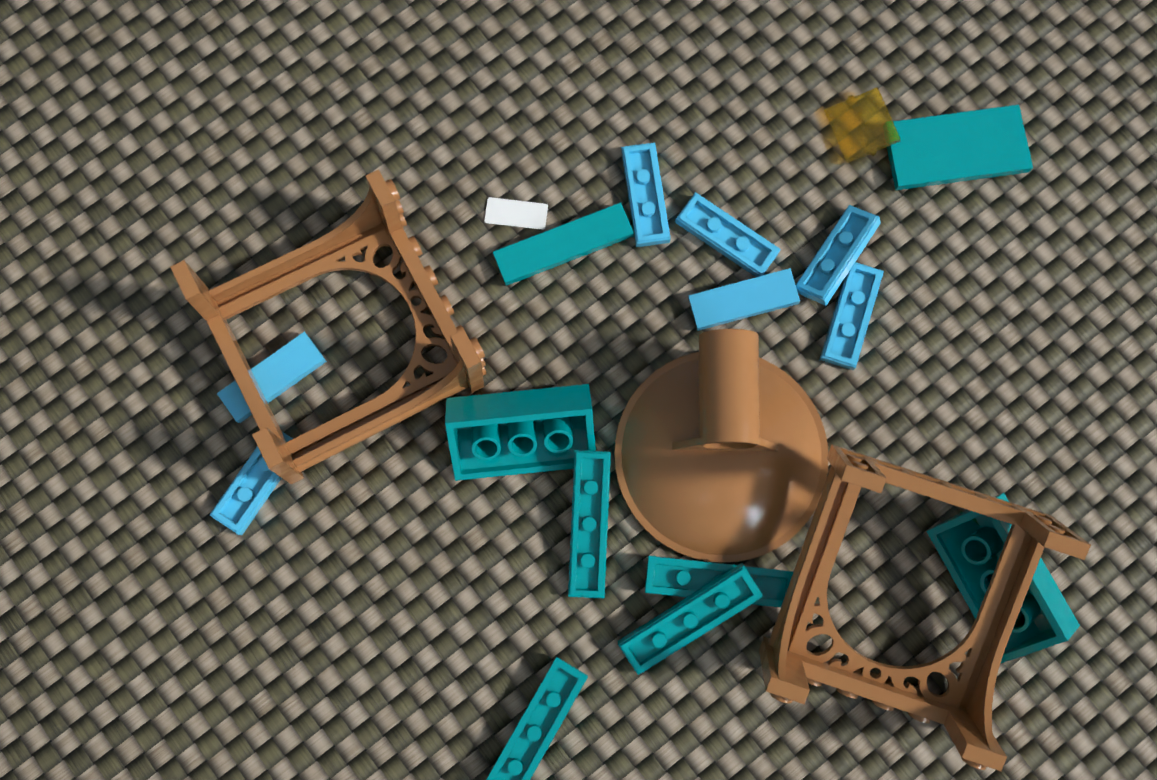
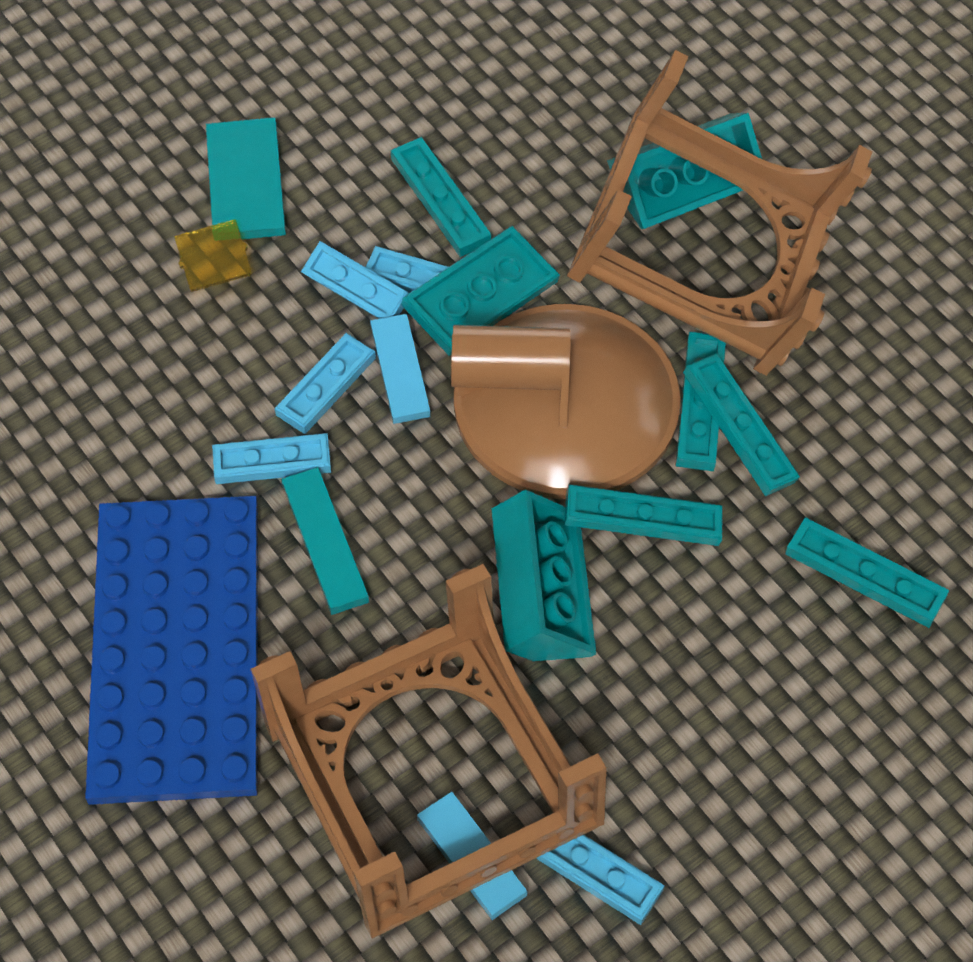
camera: 90 degrees left, 20 degrees down
(464, 130) = (174, 652): none -> blue plate
(516, 213) = (281, 591): white sticker -> none
(836, 371) = (481, 287): none -> teal tile
(948, 329) = (440, 196): none -> teal plate

